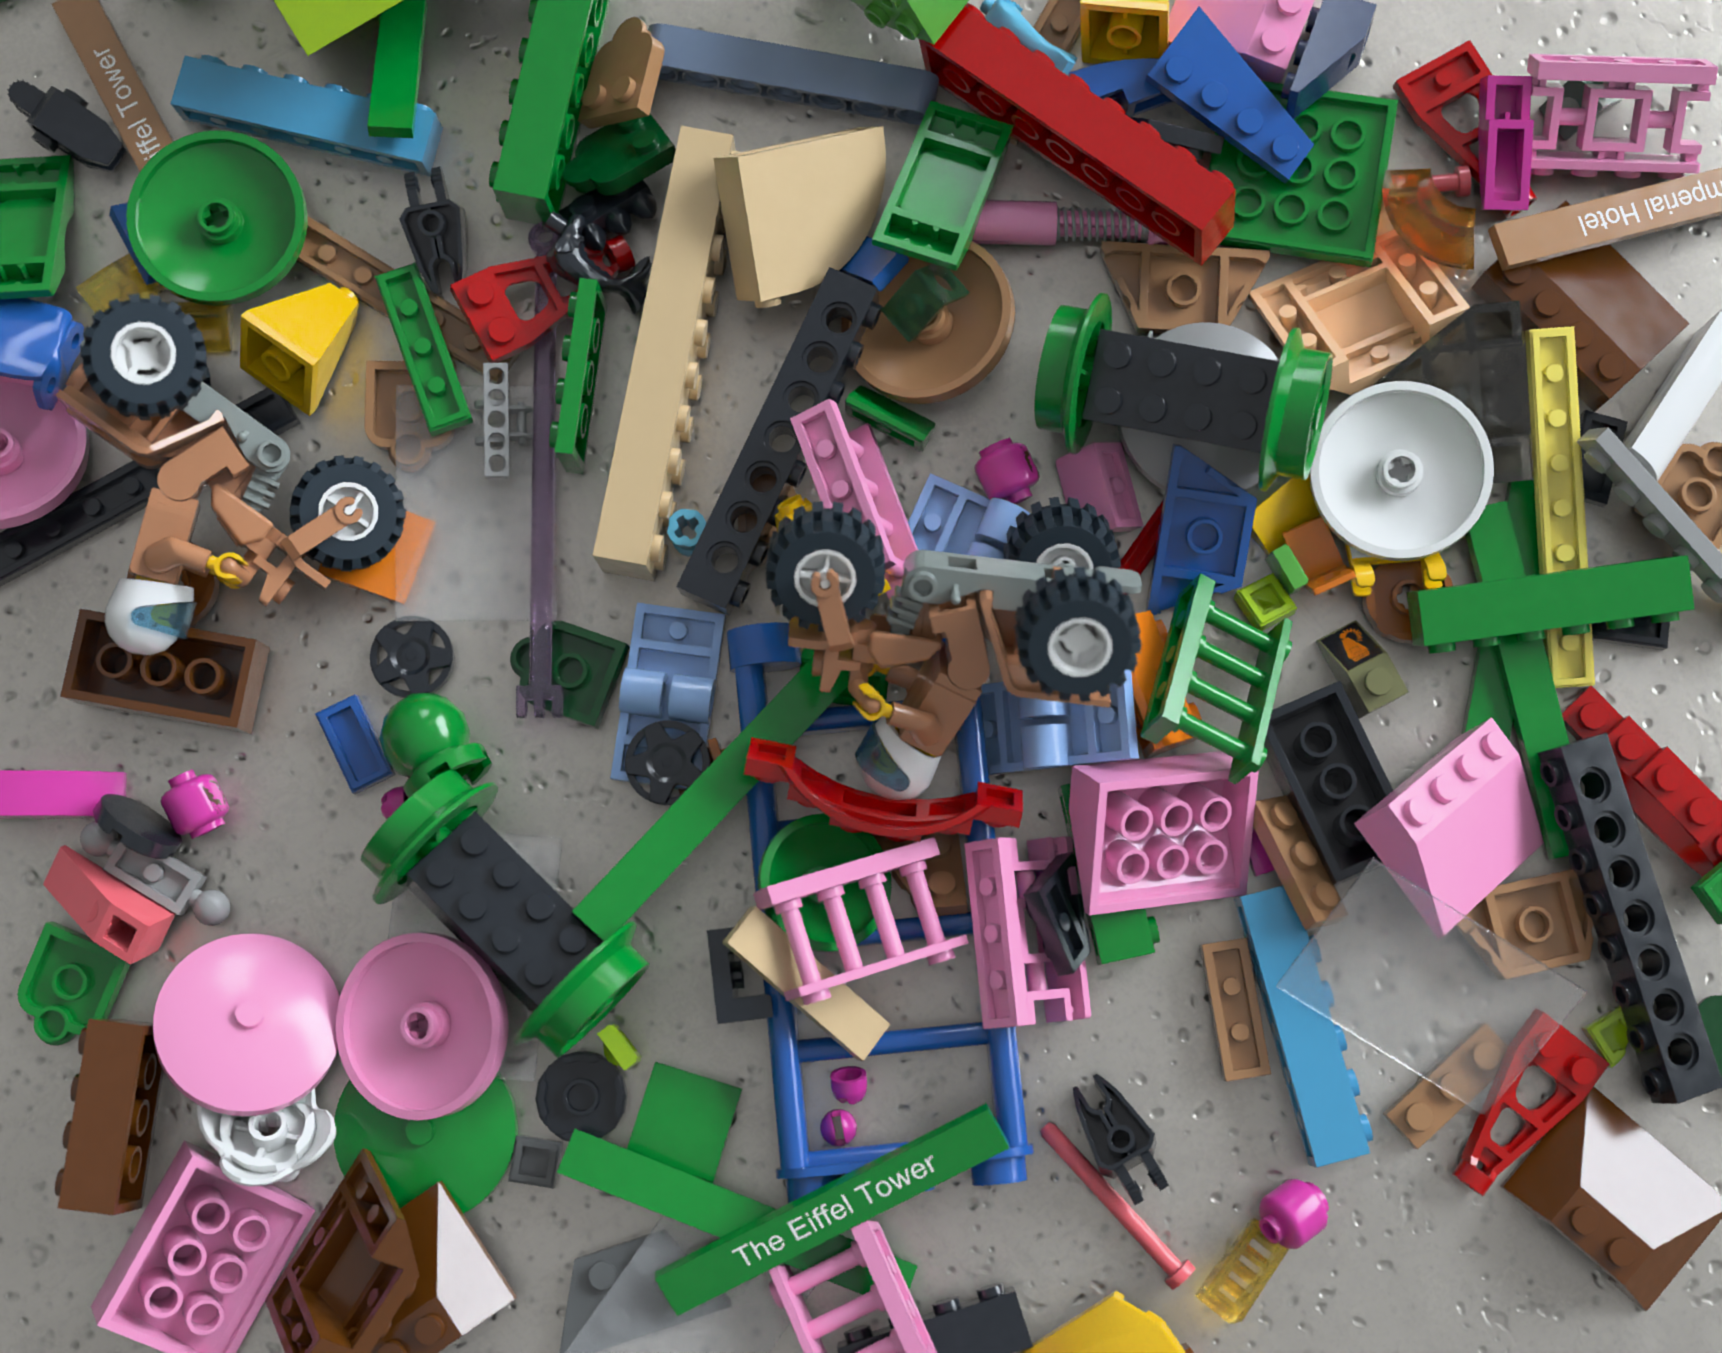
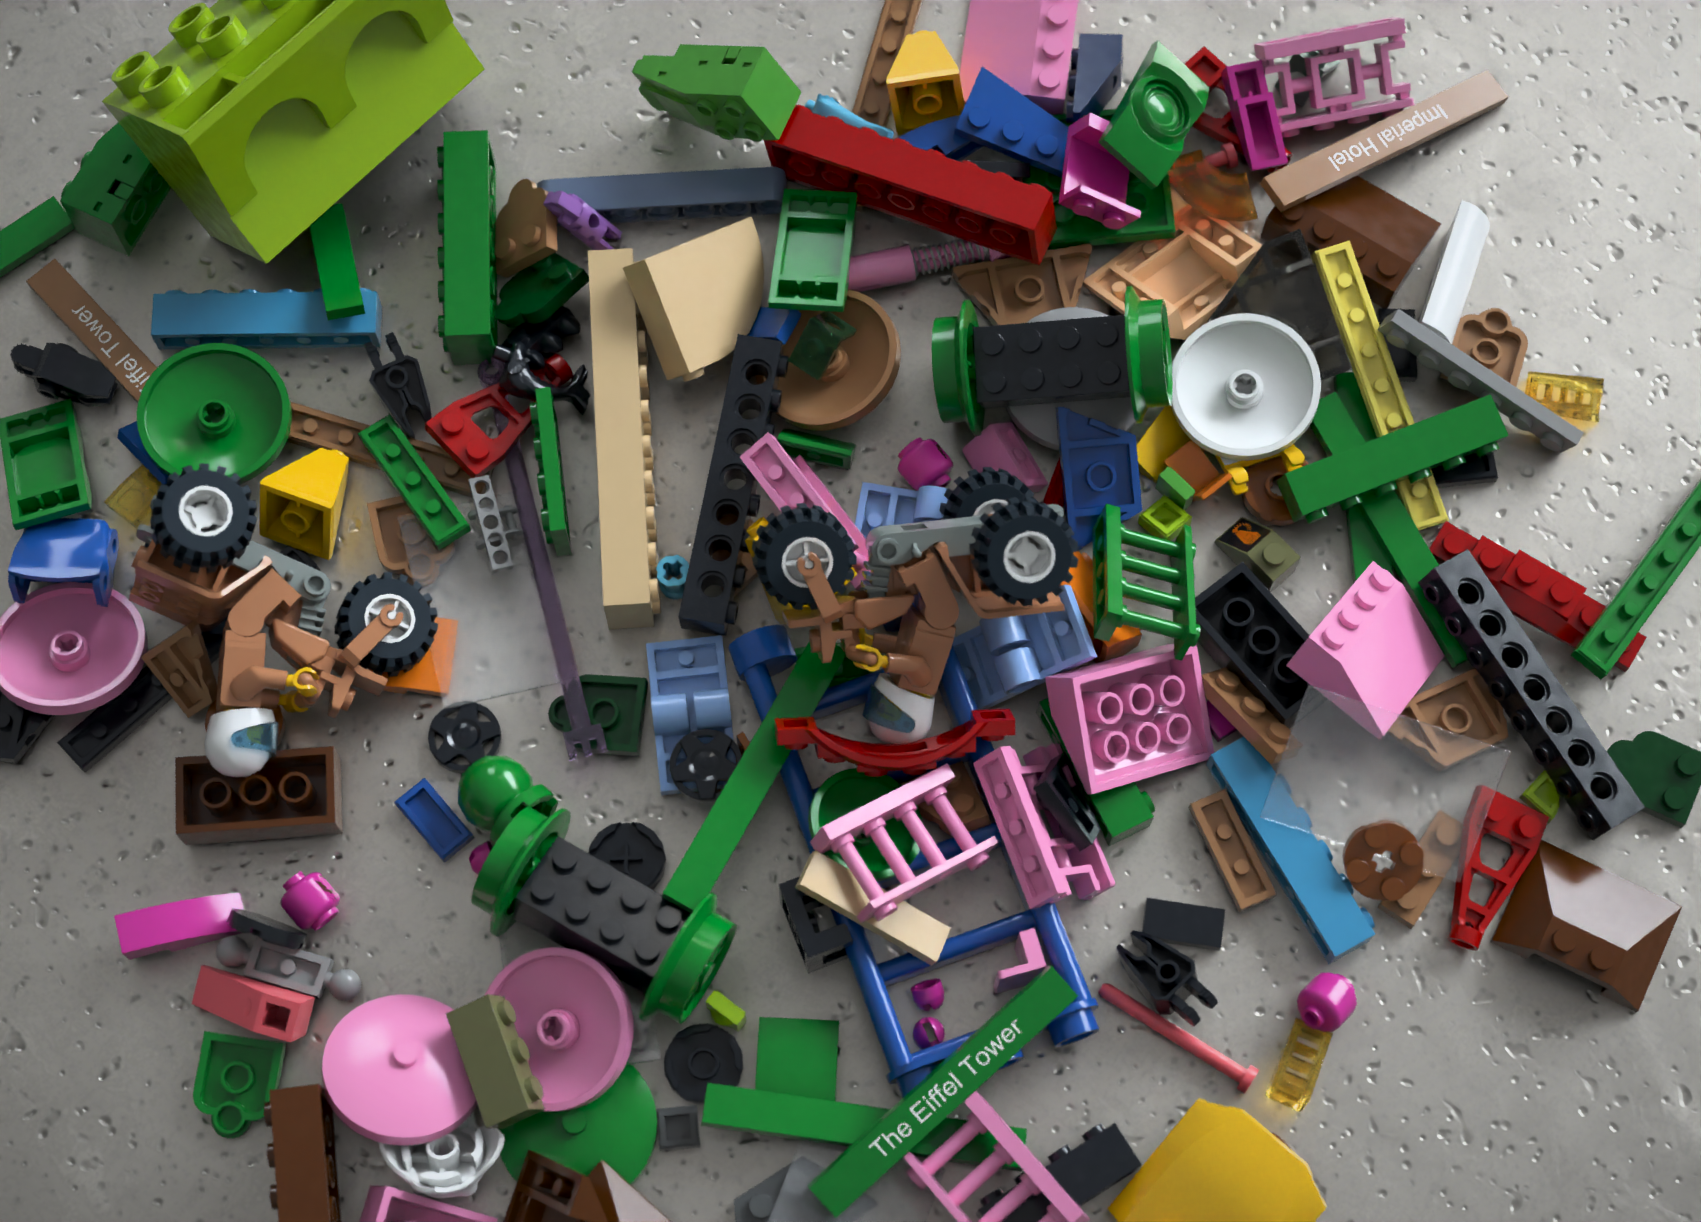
camera: 20 degrees left, 10 degrees down
(114, 504) = (184, 668): none -> medium nougat wing
(345, 1047) = (496, 1061): none -> olive brick
(557, 842) = (632, 851): none -> black tile
(688, 85) = (581, 220): none -> medium lavender hinge
(971, 1084) = (1030, 963): none -> bright pink panel
(1156, 1077) = (1184, 923): none -> black tile
(1302, 168) = (1093, 178): none -> dark pink panel
(1387, 116) = (1155, 116): none -> green slope
(1403, 1097) = (1389, 882): none -> dark orange plate

